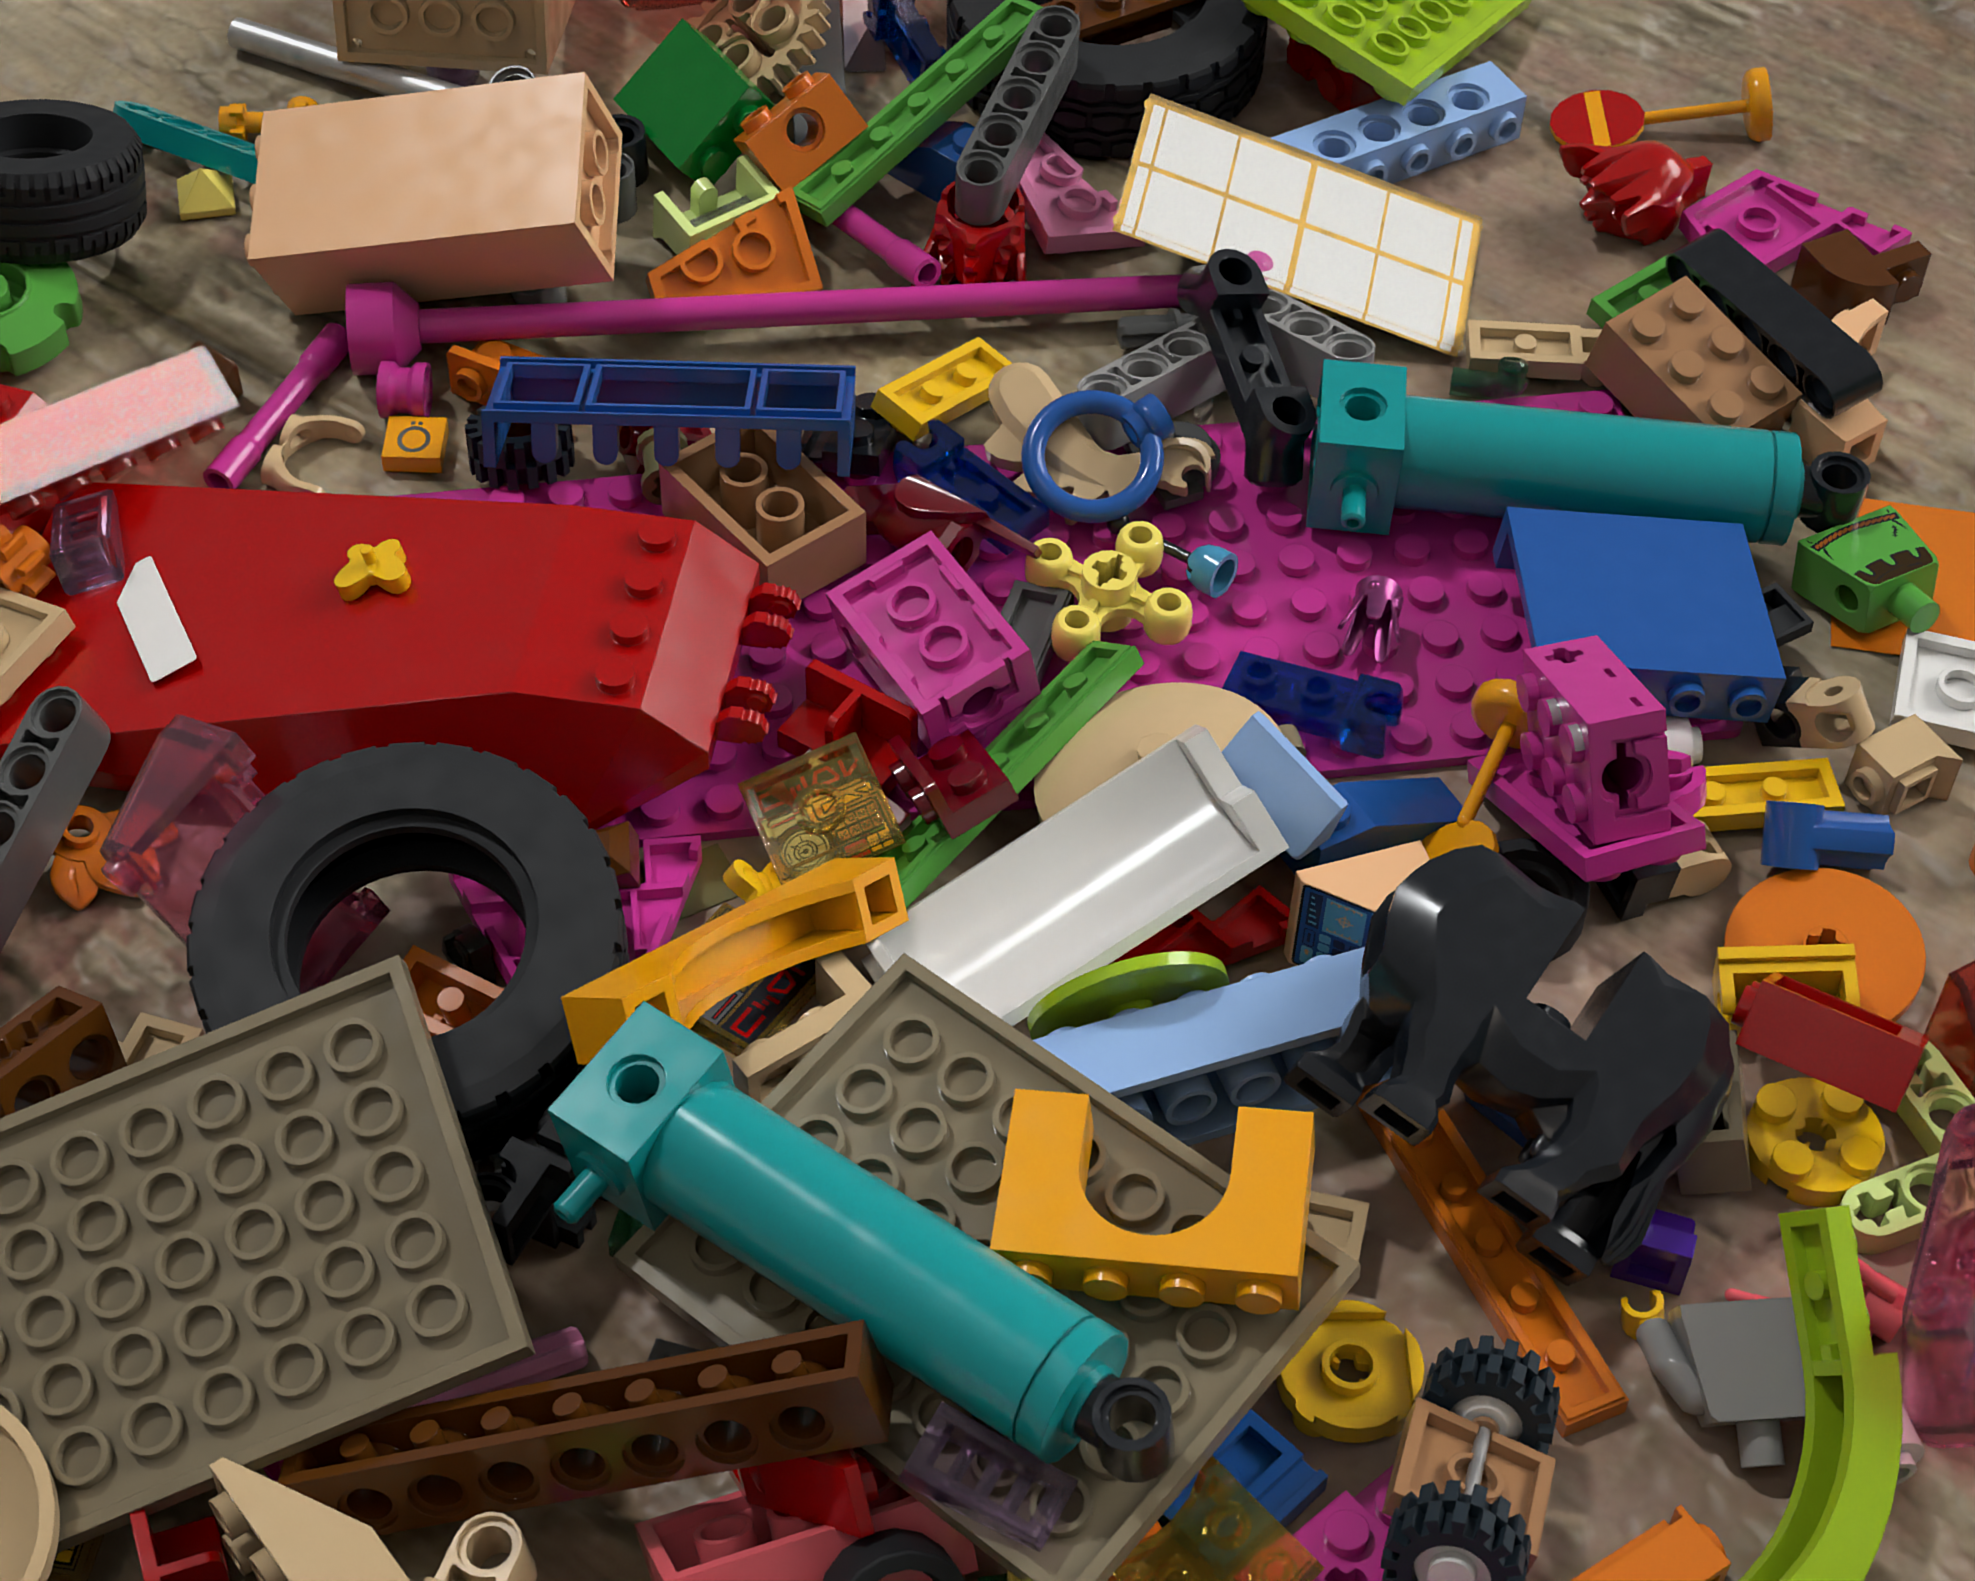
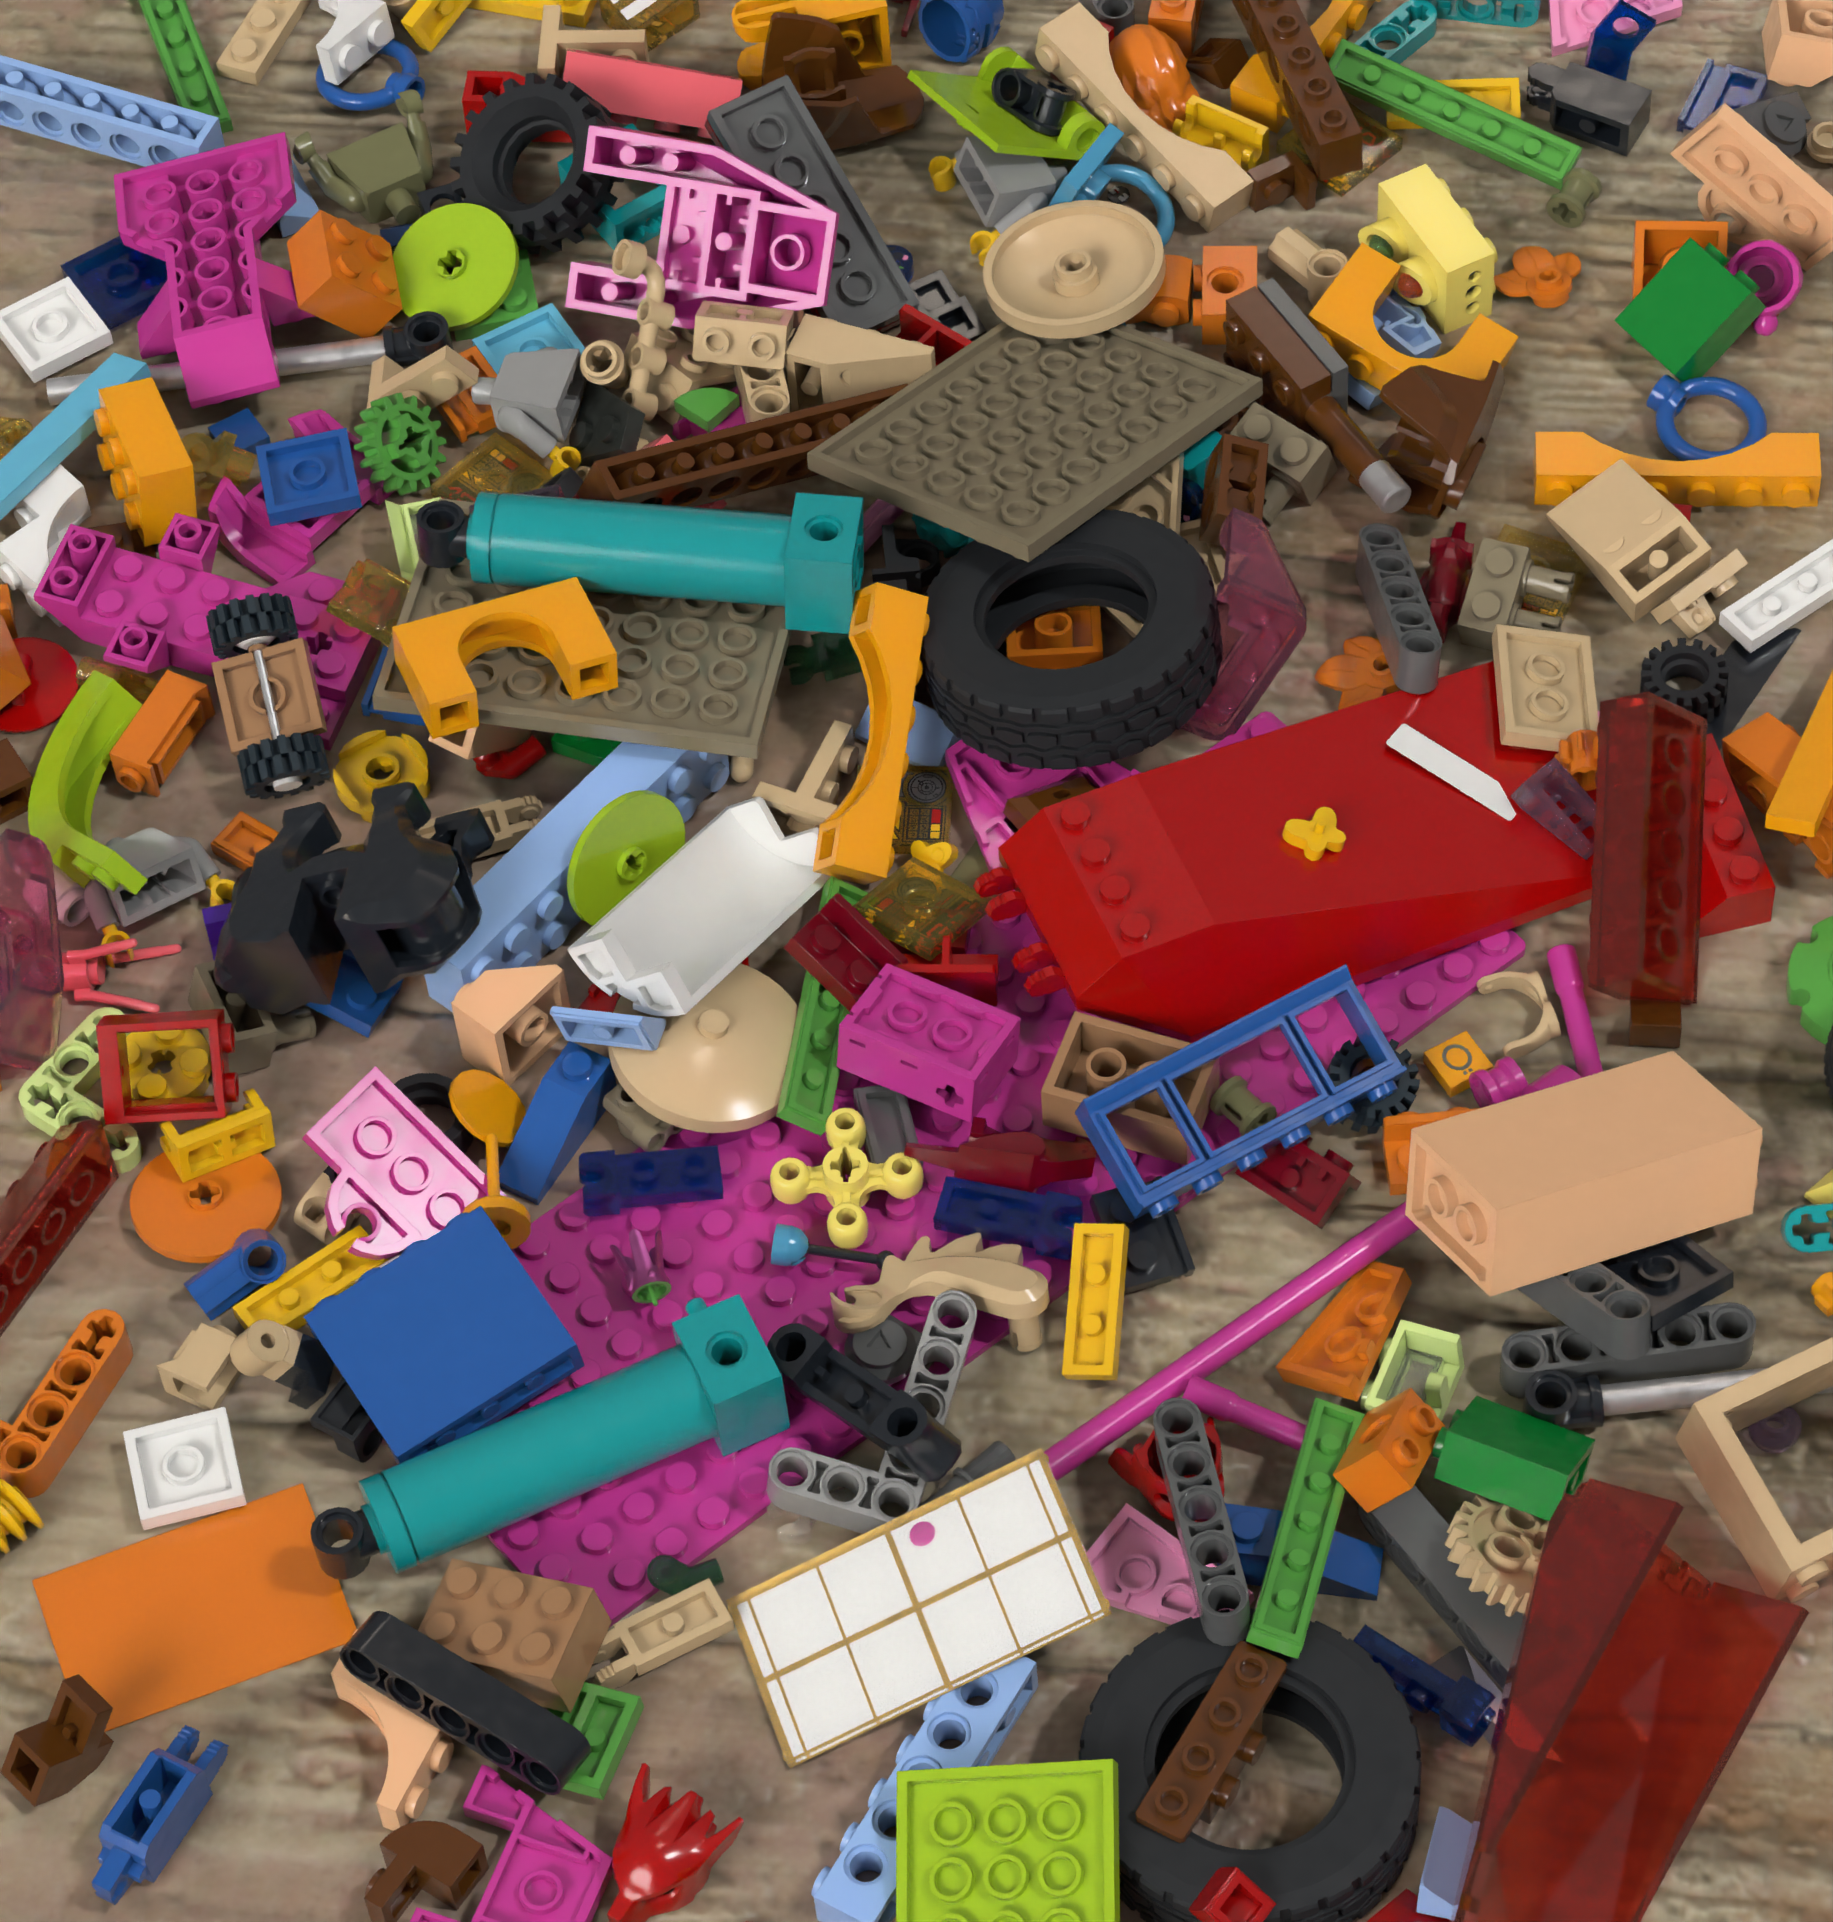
camera: 155 degrees right, 5 degrees up
(1144, 424) = (899, 1295): blue piece -> none
(1595, 739) = (409, 1149): dark pink piece -> none
(1869, 573) = (278, 1522): bright green torso -> none

